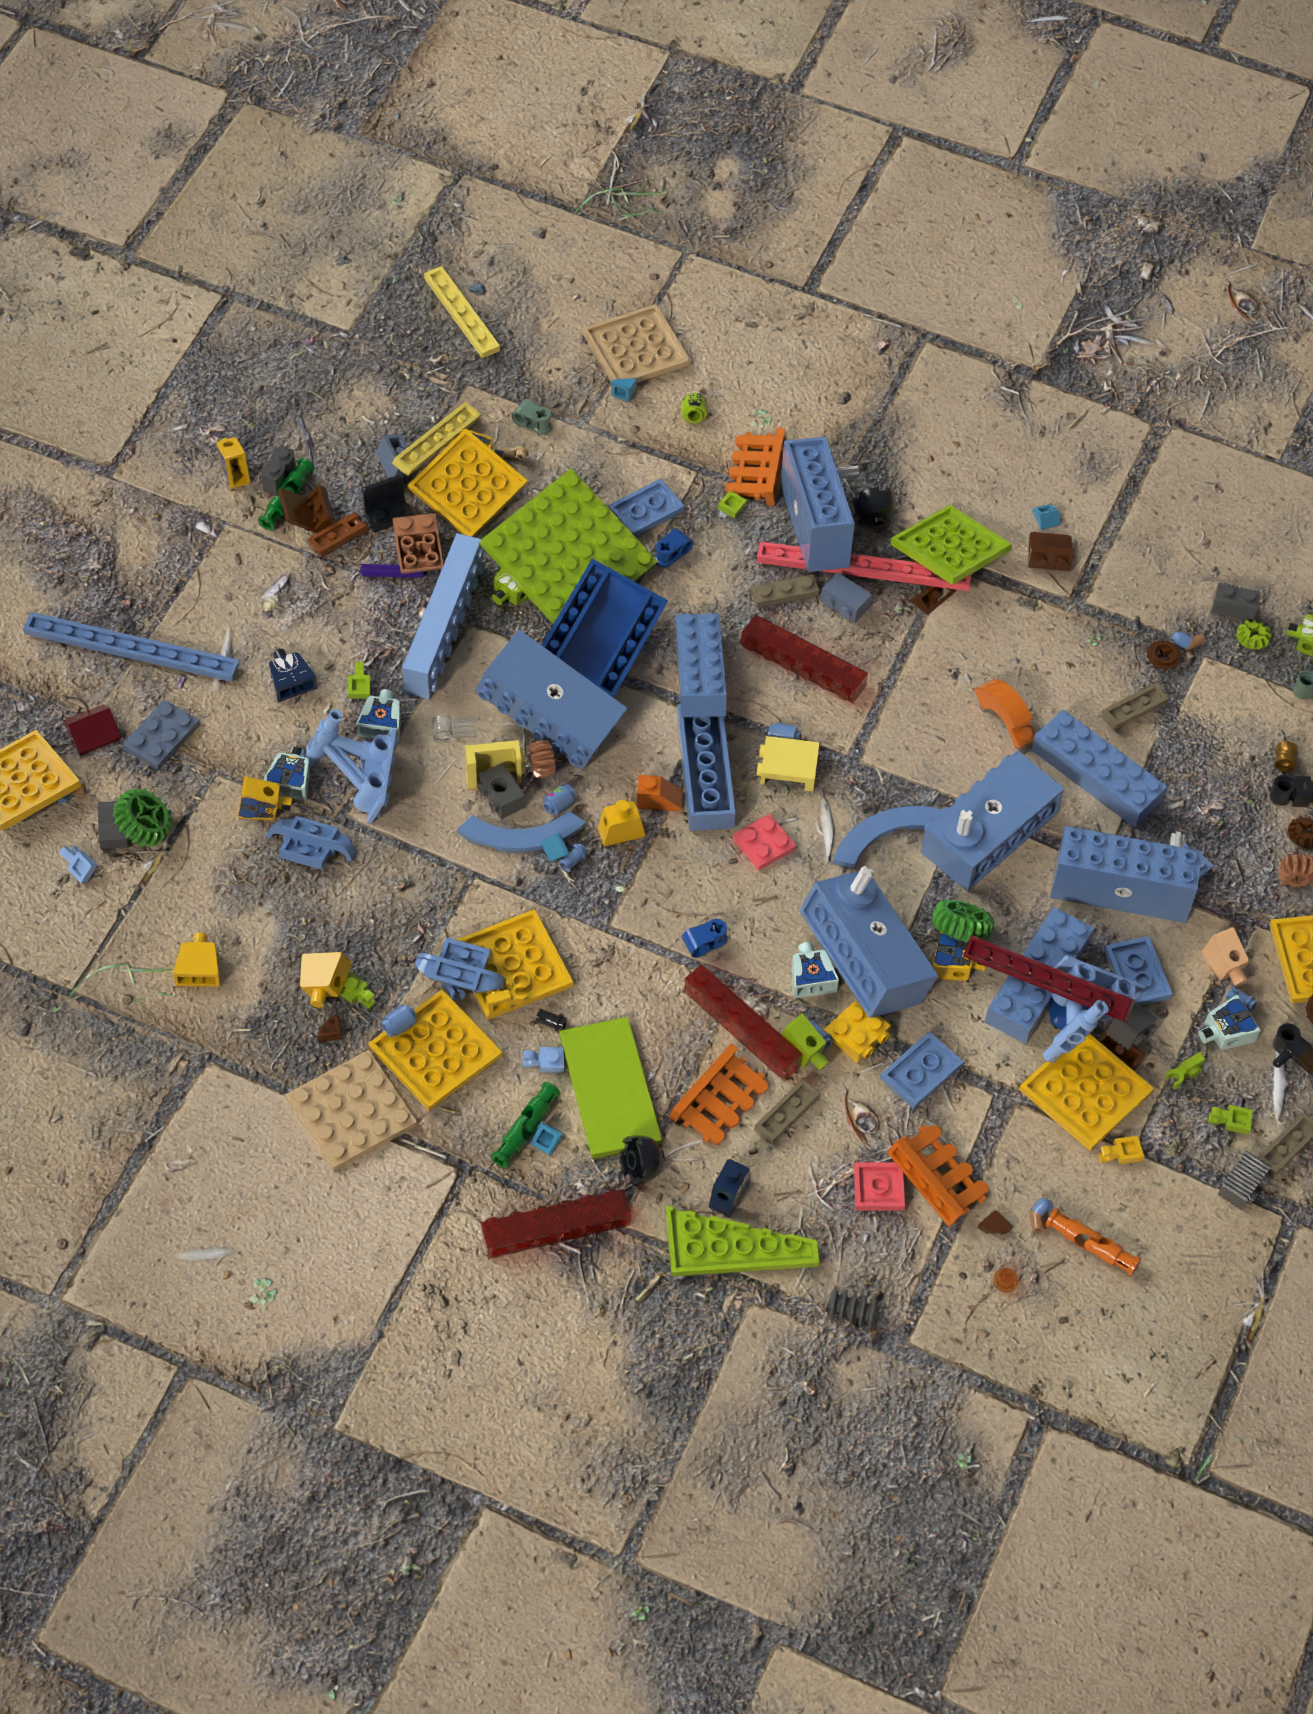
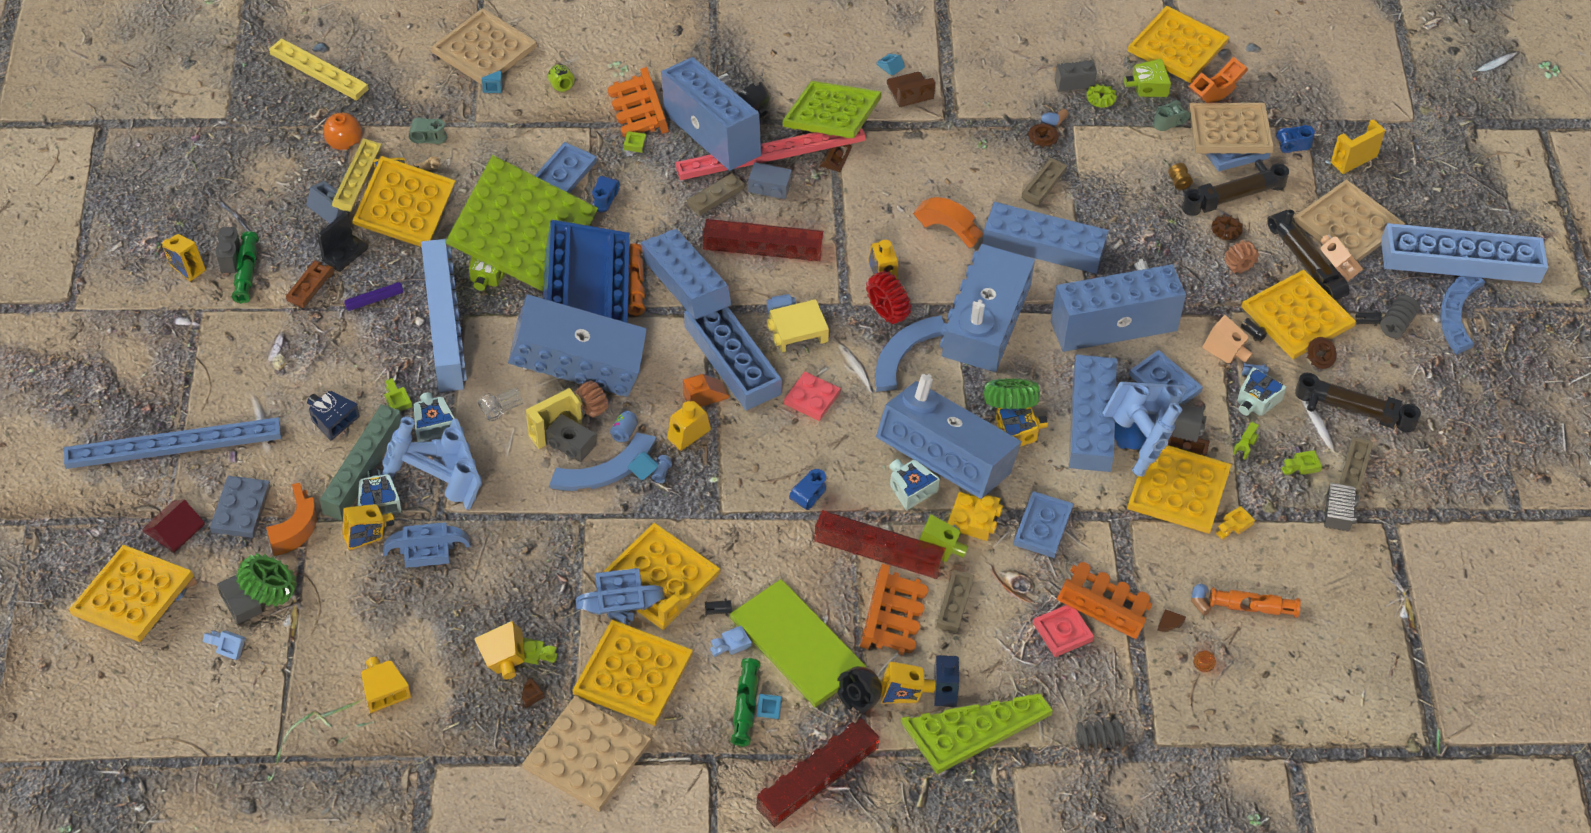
camera: 25 degrees left, 5 degrees down
(202, 777) = (298, 528): none -> orange arch
(293, 732) = (362, 458): none -> sand green brick
(308, 512) = (275, 273): reddish brown bracket -> none
(399, 1020) = (591, 659): medium blue brick -> none
(417, 543) = (385, 265): nougat slope -> none
(450, 386) = (342, 131): none -> orange cylinder
(652, 651) = (636, 291): none -> orange piece
(686, 1173) = (904, 683): none -> yellow torso
(894, 769) = (888, 297): none -> red gear
(912, 725) = (883, 256): none -> yellow torso
(1047, 977) = (1110, 406): dark red tile -> none
(1269, 960) = (1258, 333): none -> black pin

